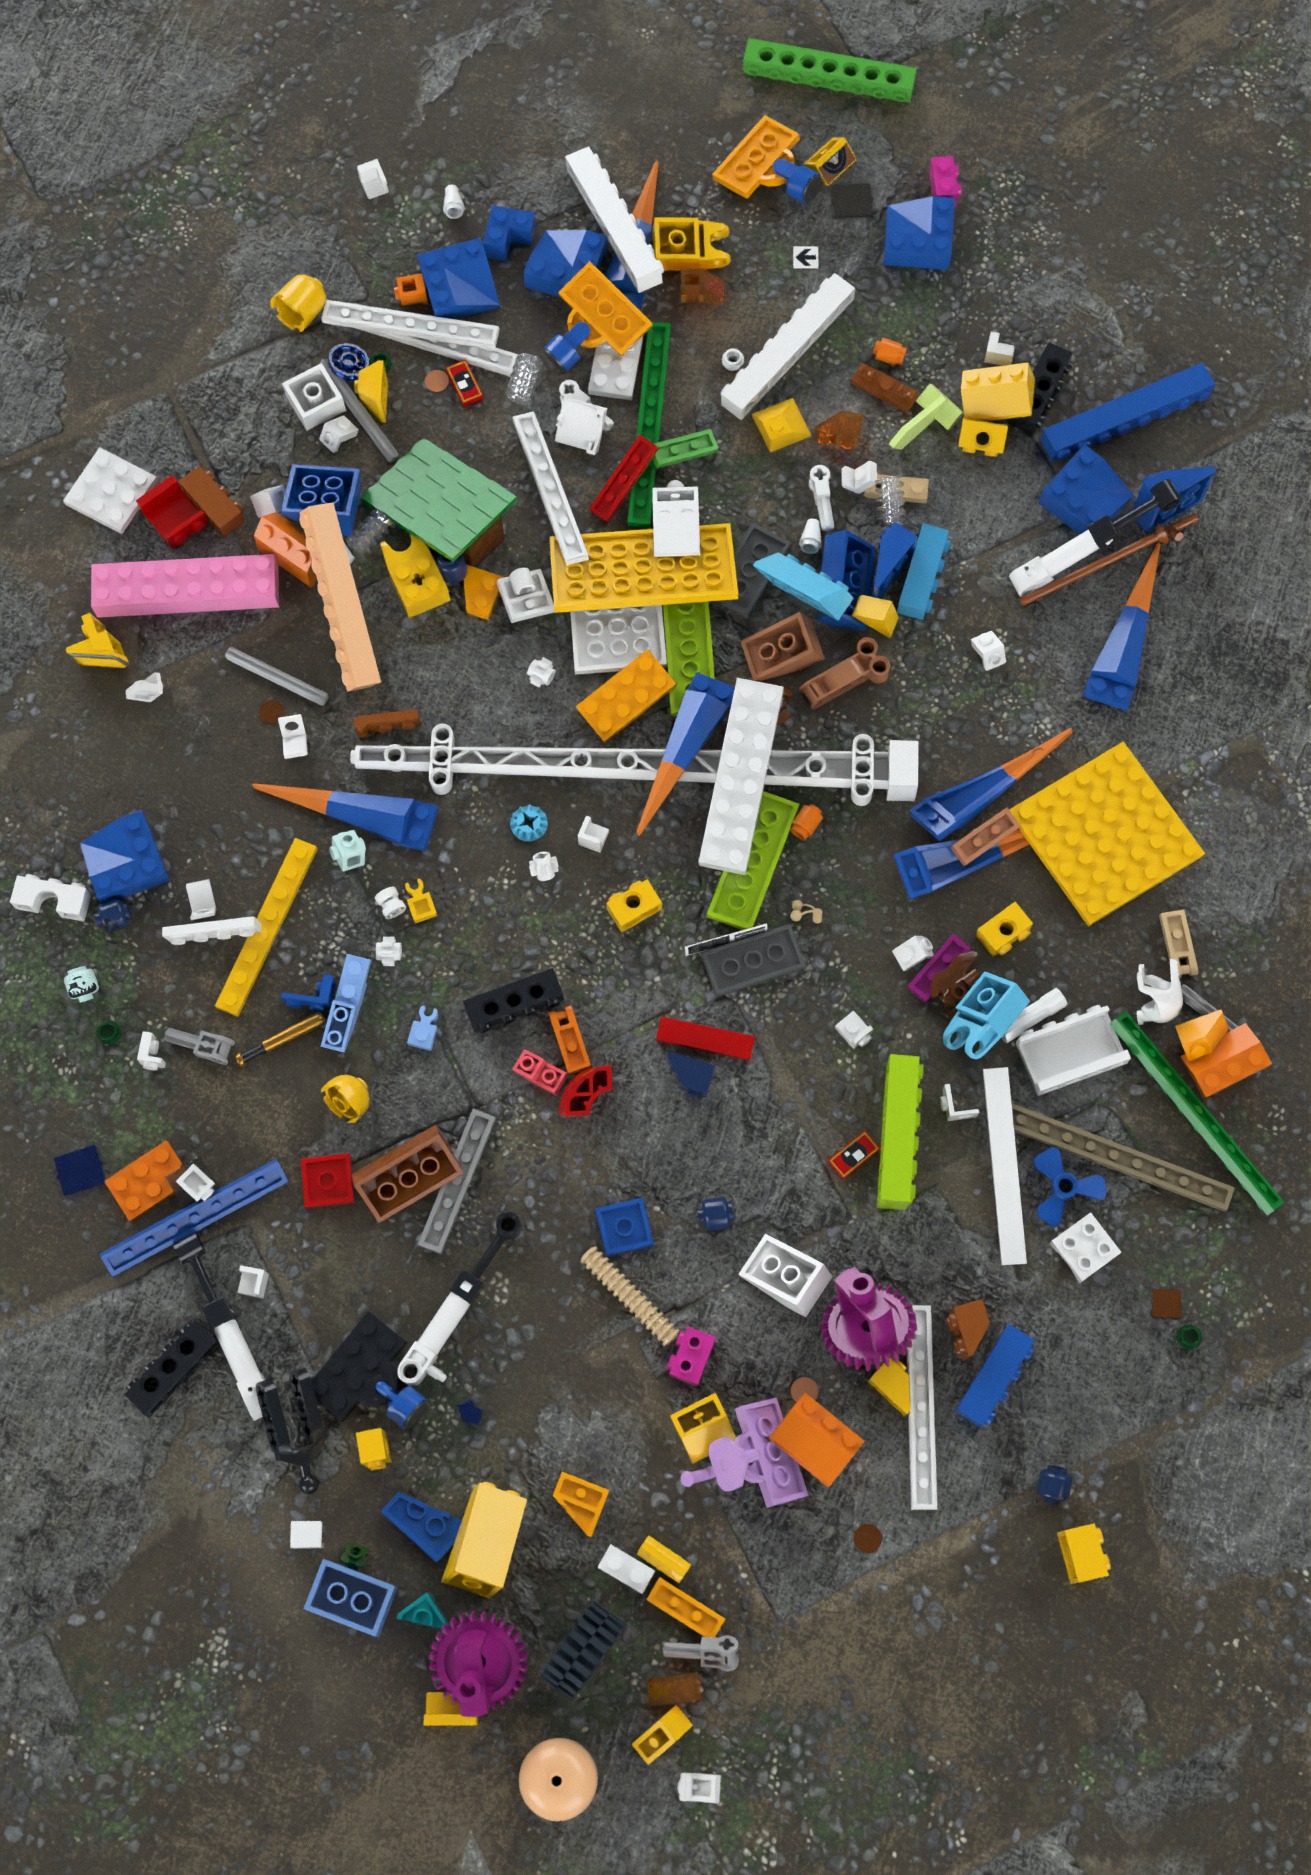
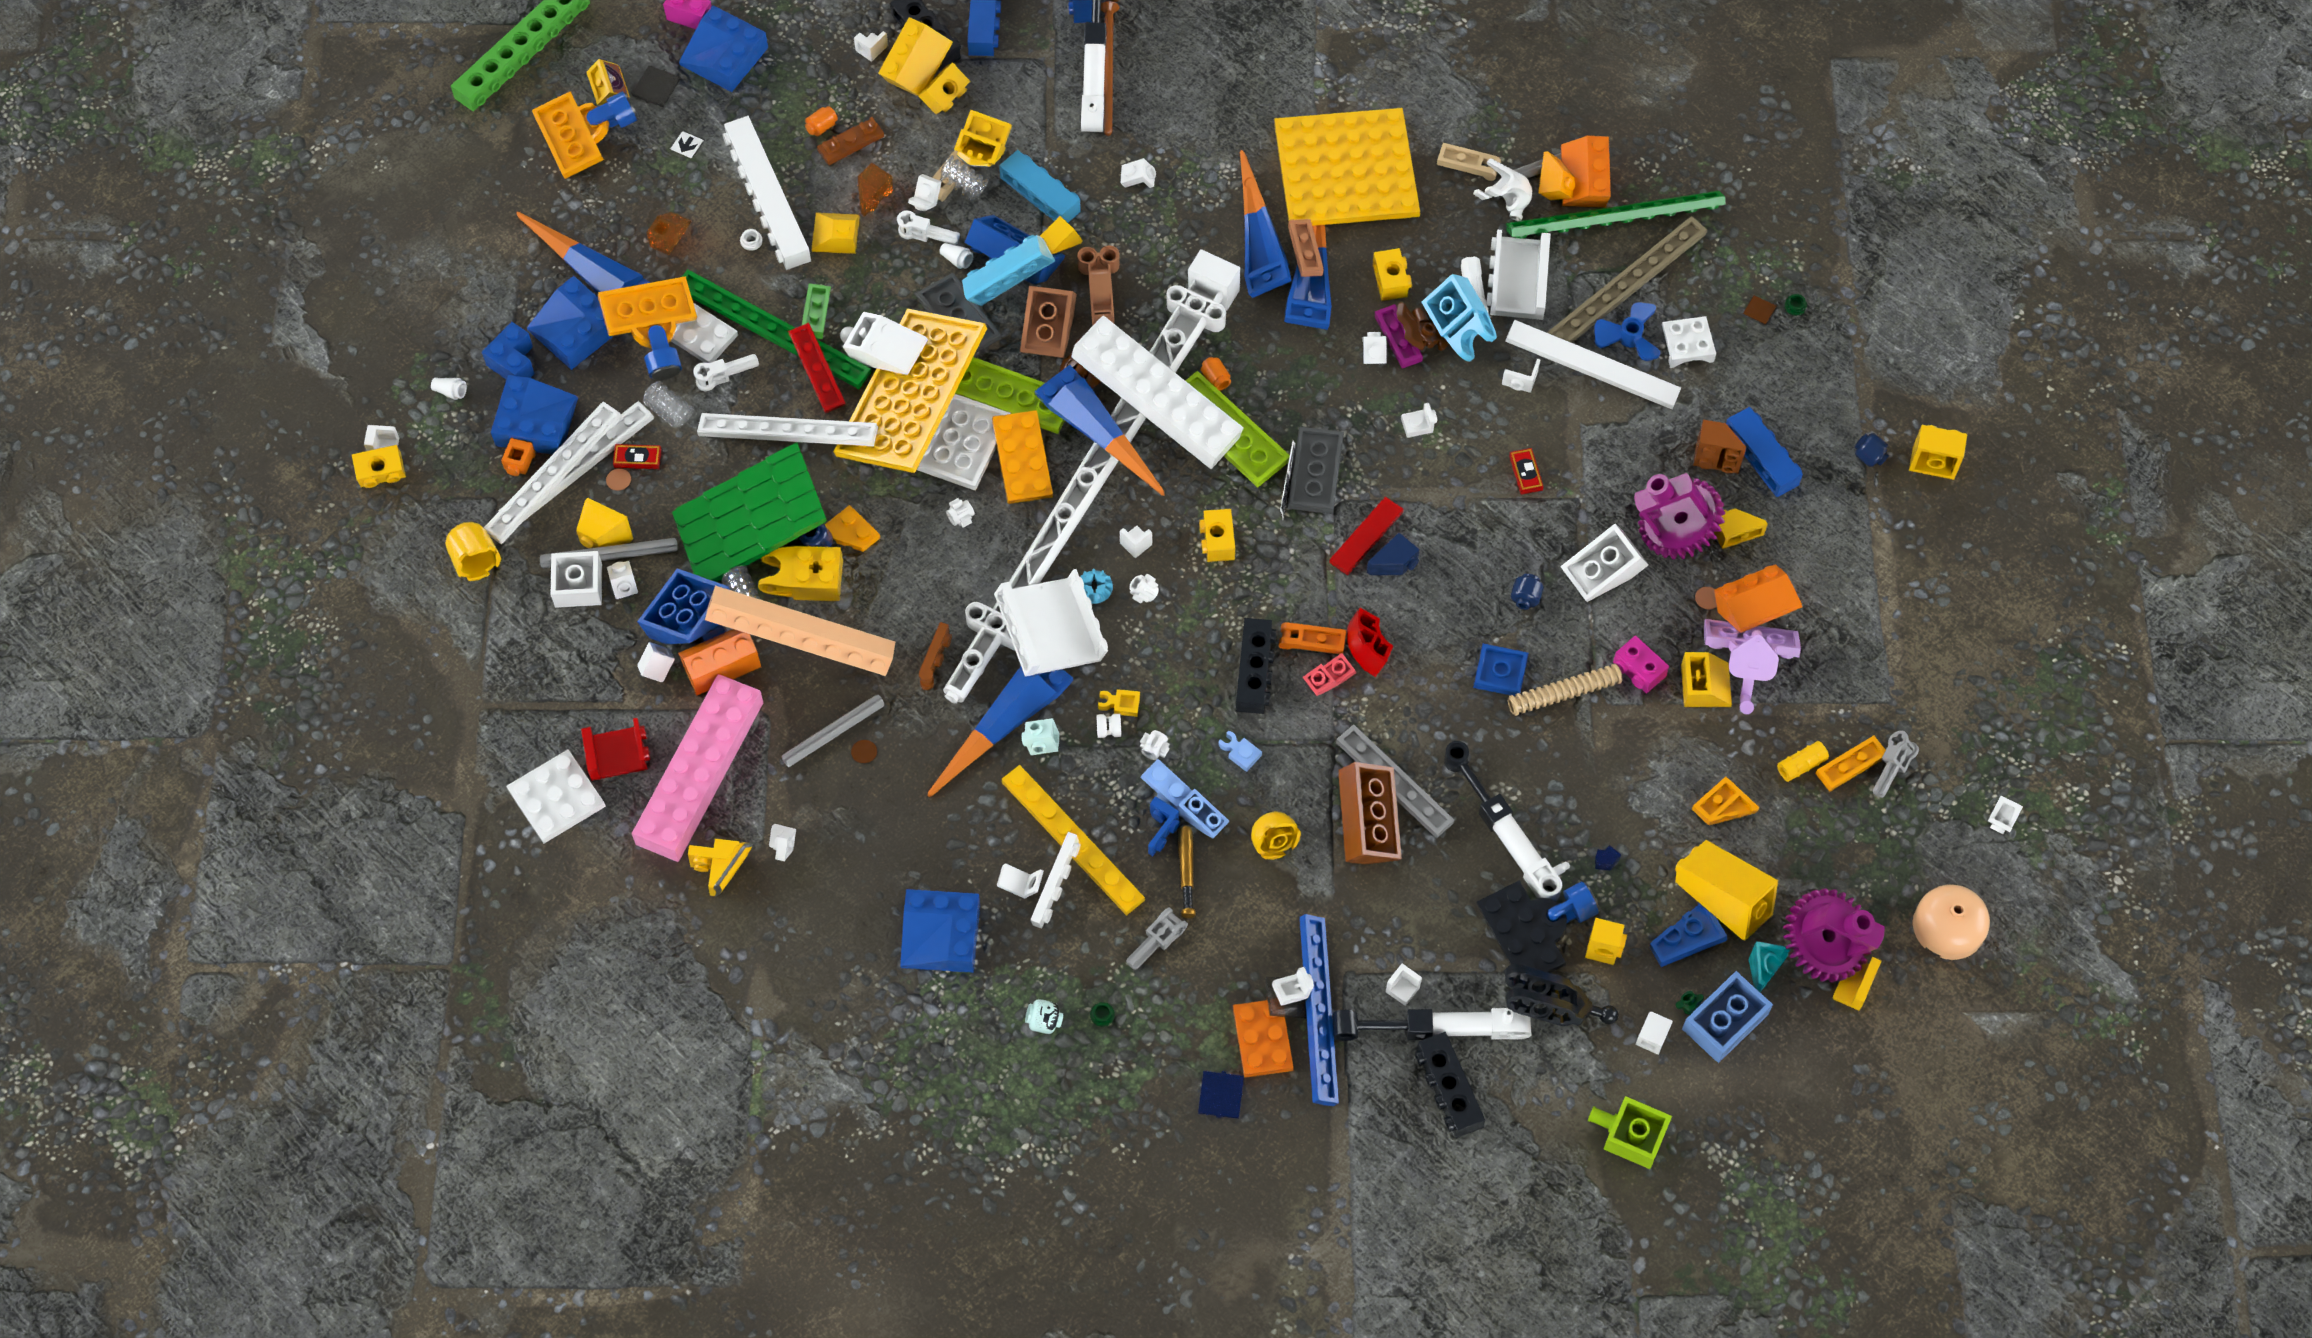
camera: 65 degrees left, 10 degrees down
(31, 892) = (954, 992): white arch -> none
(113, 915) = (990, 962): dark blue head -> none
(147, 1049) = (1139, 986): white bracket -> none
(195, 1558) = (1633, 1131): none -> lime brick
(212, 500) = (618, 711): dark orange brick -> none
(293, 740) = (906, 740): white bracket -> none
(327, 1180) = (1340, 885): red plate -> none
(341, 179) = (366, 462): none -> yellow brick
(347, 360) = (556, 540): clear blue wheel -> none
(382, 356) = (571, 514): dark green plate -> none
(461, 803) = (1051, 624): none -> white panel
(525, 594) = (878, 494): white plate -> none
(580, 425) = (743, 378): white piece -> none
(583, 1650) = (1858, 842): black wheel -> none
(614, 219) = (559, 263): white brick -> none
(626, 1569) = (1799, 791): white brick -> none
(662, 1734) = (1949, 825): yellow slope -> none
(674, 1689) = (1915, 799): clear orange slope -> none
(686, 243) = (618, 223): yellow brick -> none
(796, 915) = (1293, 420): tan piece -> none
(867, 1538) = (1852, 606): reddish brown sticker -> none
(895, 552) = (1017, 202): blue slope -> none
(898, 1132) = (1527, 424): lime brick -> none
(921, 1414) = (1789, 528): white tile -> none
(936, 407) = (897, 110): yellowish green piece -> none
(937, 495) = (982, 140): none -> yellow piece
(1085, 491) = (1041, 43): blue slope -> none
(1117, 666) = (1206, 93): blue plate -> none

